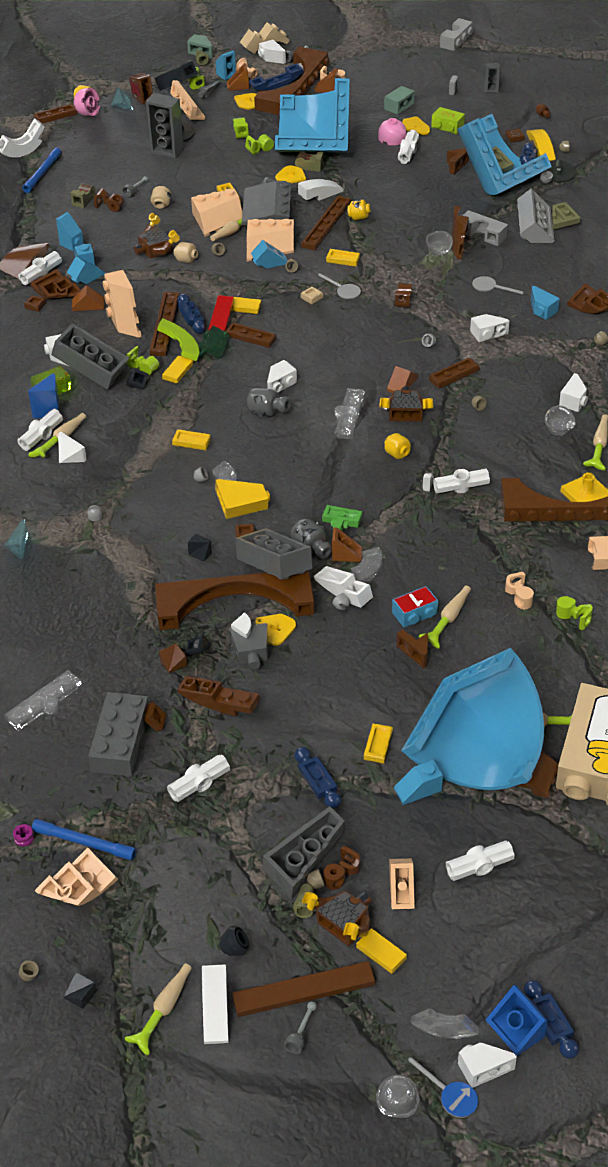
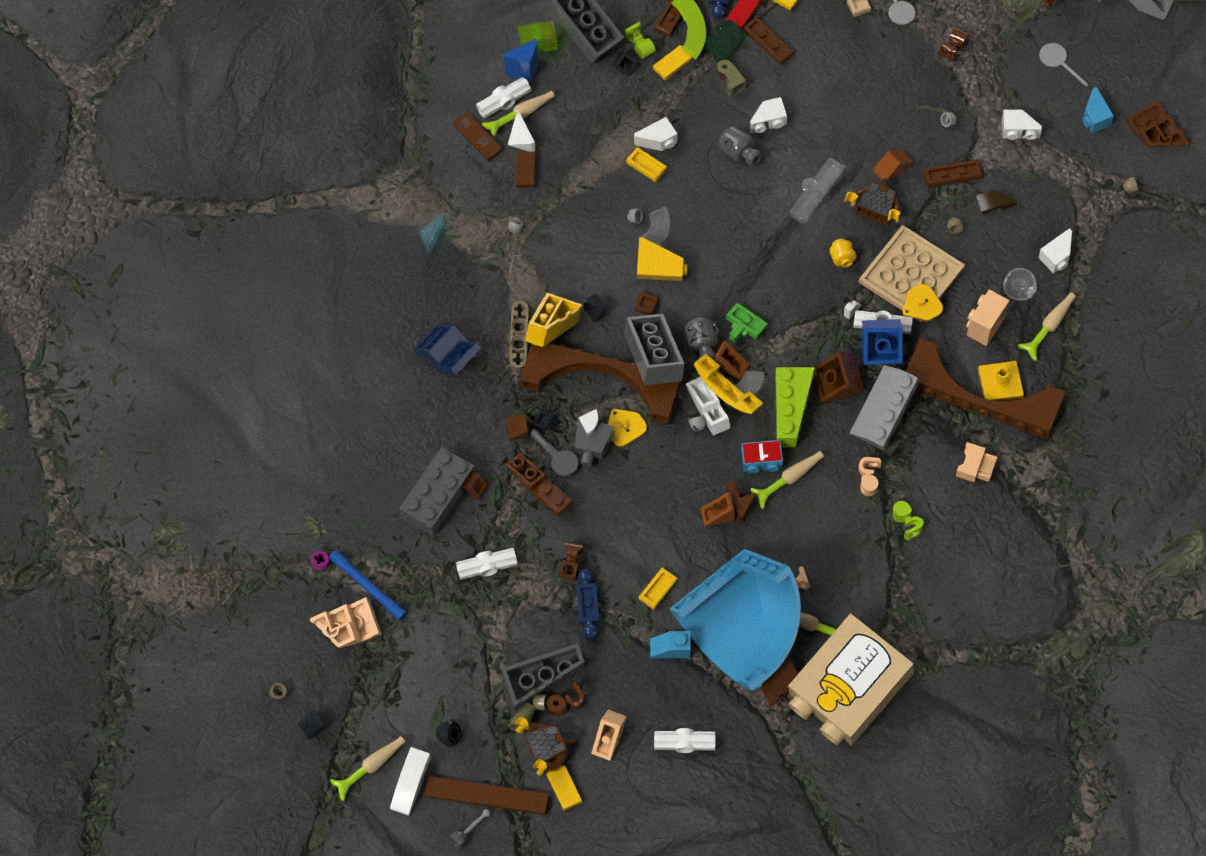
camera: 25 degrees right, 20 degrees up
(29, 463) = (477, 136): none -> reddish brown tile
(43, 701) = (388, 426): clear hinge -> none
(75, 617) = (447, 349): none -> dark blue bracket
(84, 473) = (525, 169): none -> reddish brown tile
(139, 590) = (518, 335): none -> dark tan beam
(167, 562) = (552, 319): none -> yellow wedge
(191, 416) = (657, 136): none -> white slope
(230, 672) = (563, 462): none -> dark grey piece
(234, 363) = (731, 76): none -> olive leg
(283, 751) = (570, 567): none -> reddish brown leg
(331, 555) = (724, 388): none -> yellow slope
(402, 659) = (719, 510): none -> dark orange slope
(416, 557) = (792, 394): none -> lime wedge
(447, 530) = (838, 377): none -> reddish brown slope
(463, 443) = (908, 263): none -> tan plate
(471, 489) = (882, 341): none -> blue brick
(487, 457) = (916, 304): none -> yellow piece
(499, 378) = (994, 200): none -> dark brown slope
(502, 534) = (884, 407): none -> light grey slope
(547, 447) = (987, 317): none -> light nougat brick

